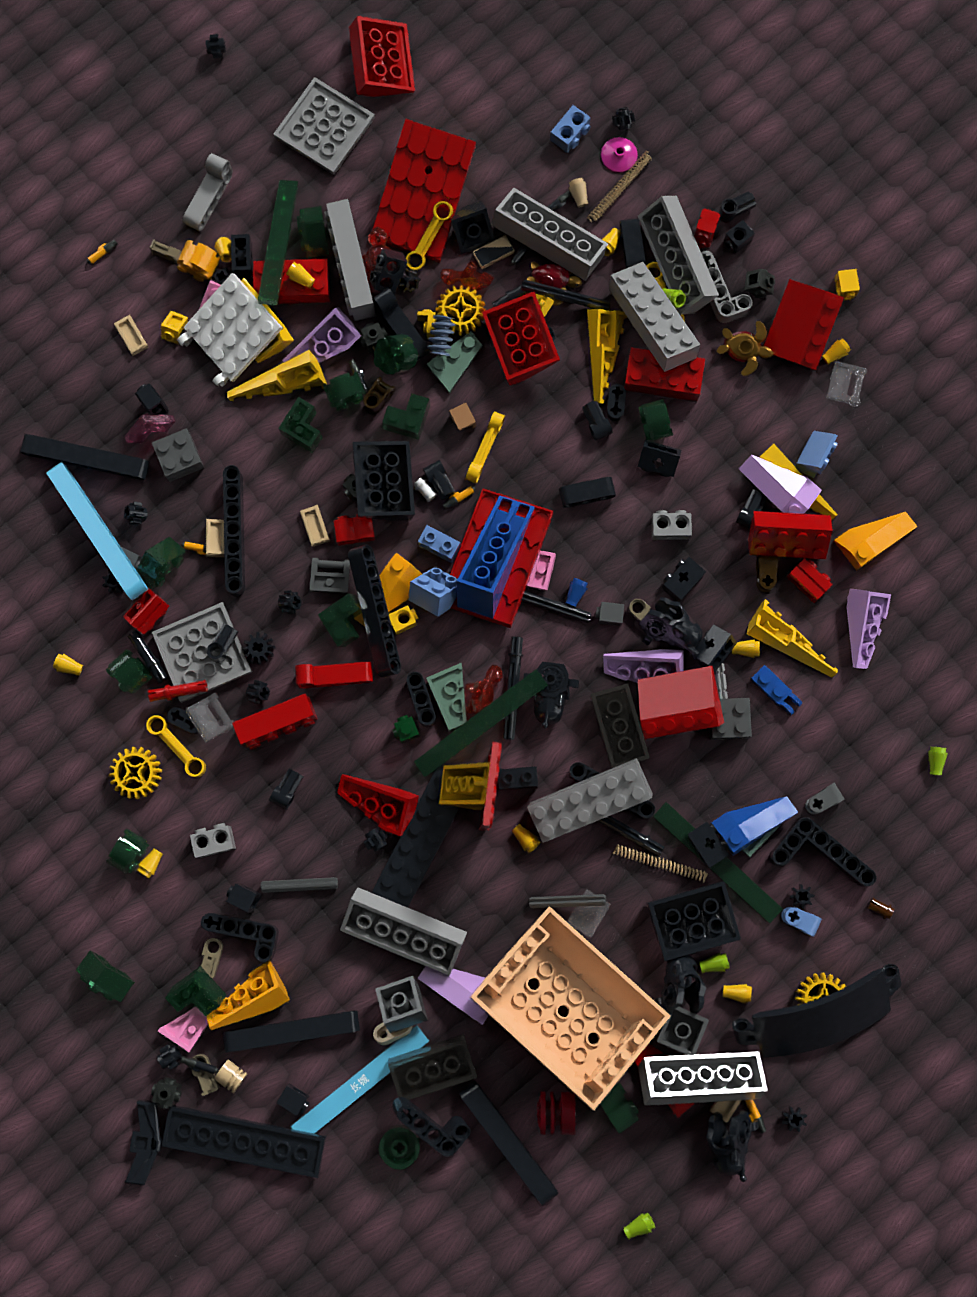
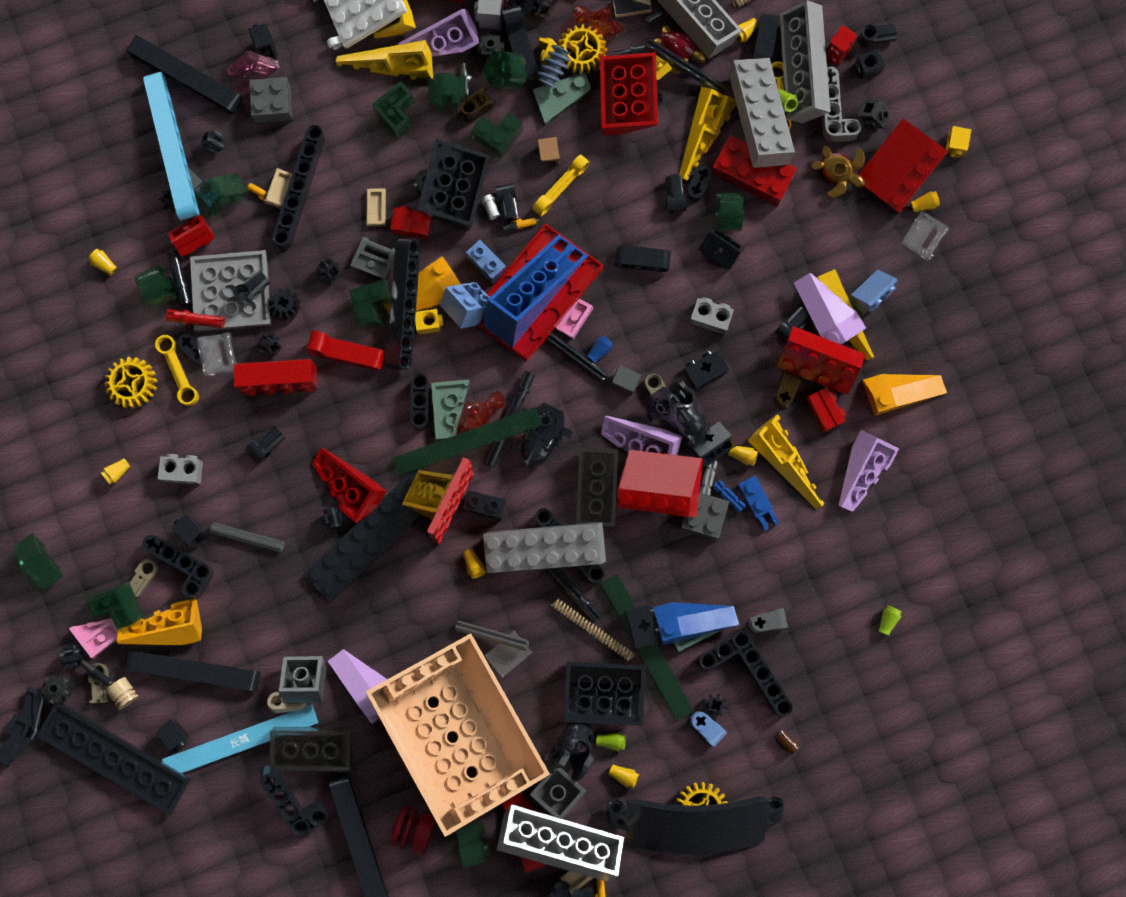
camera: 15 degrees right, 0 degrees up
(126, 852) = (97, 452): clear green brick -> none
(391, 1154) = (246, 816): clear green brick -> none
(403, 931) = (328, 612): light grey brick -> none
(405, 729) = (395, 424): dark green brick -> none
(746, 692) = (729, 496): none -> blue axle

